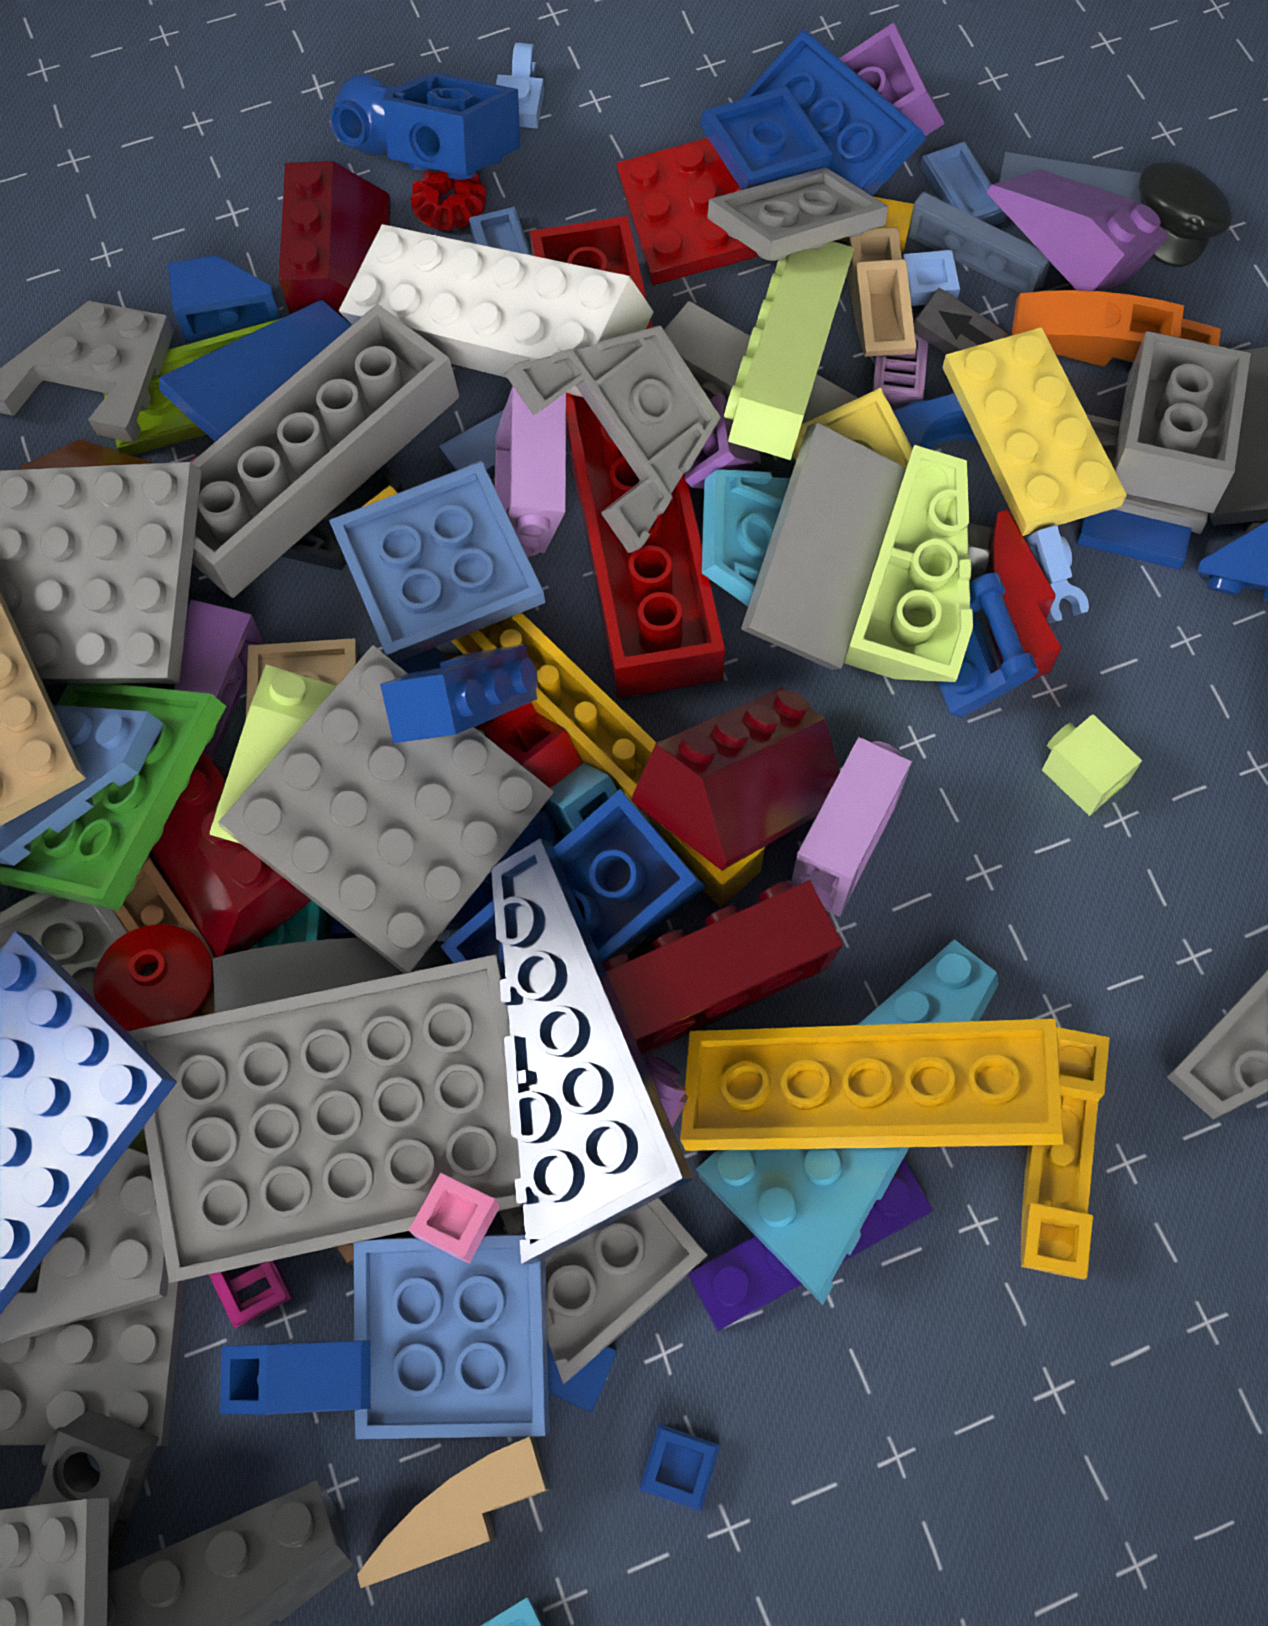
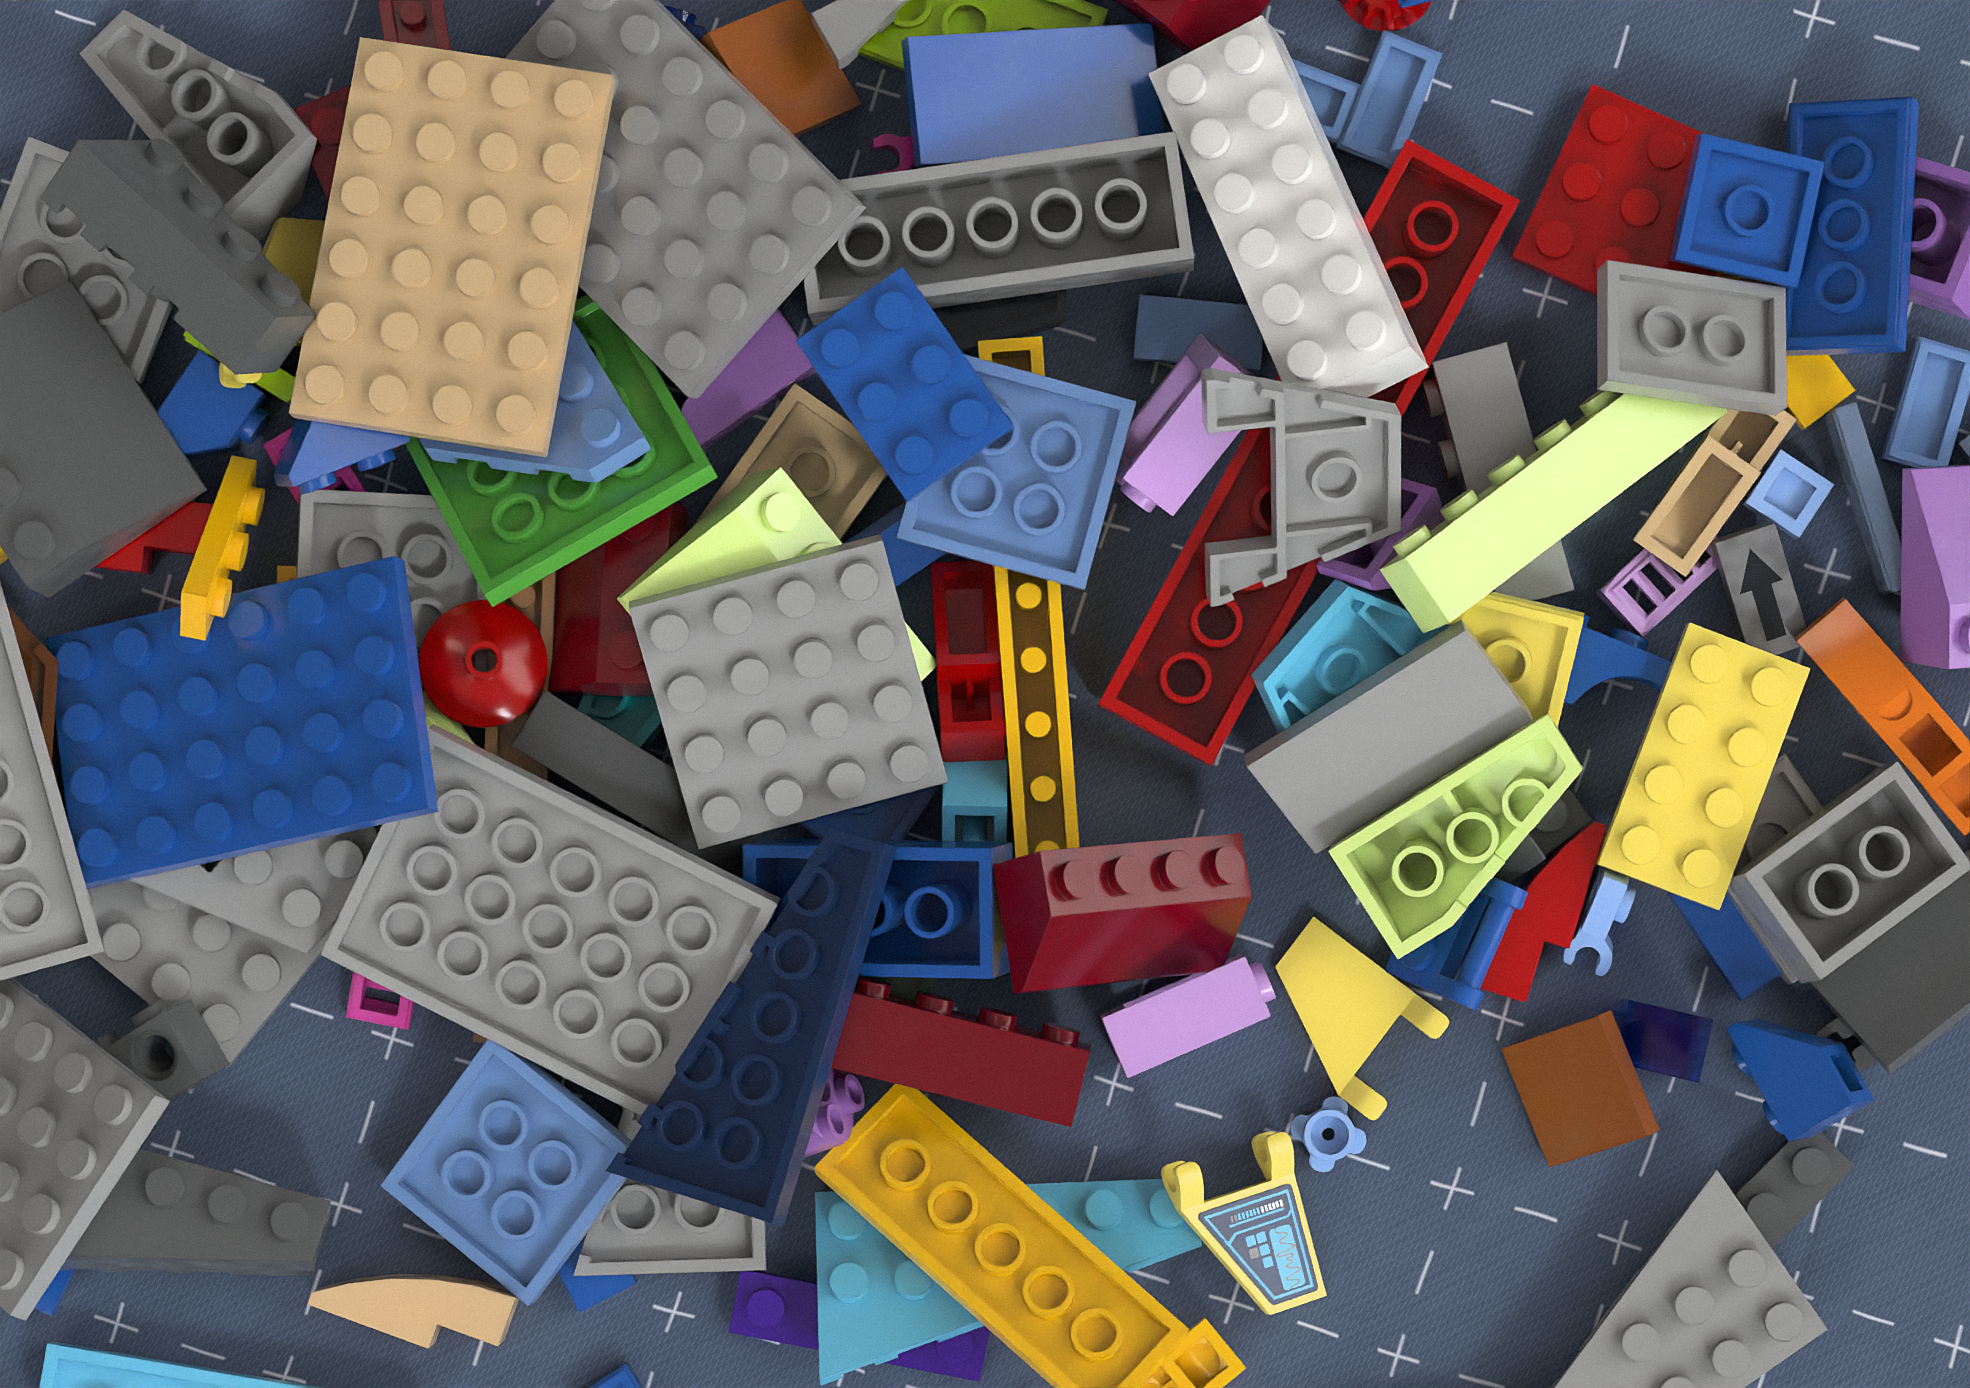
camera: 40 degrees right, 20 degrees up
(295, 1377) = (368, 1106): blue slope -> none
(314, 555) = (905, 384): none -> blue plate
(454, 1218) = (581, 1091): bright pink plate -> none
(459, 693) = (958, 645): blue arch -> none
(953, 756) = (1349, 1008): none -> light yellow flag
(1015, 828) = (1325, 1152): none -> light blue plate
(1020, 939) = (1255, 1229): none -> flag
(1089, 763) = (1460, 1121): yellowish green brick -> none
(1146, 677) = (1580, 1089): none -> dark orange tile
(1167, 606) = (1664, 1039): none -> clear blue slope

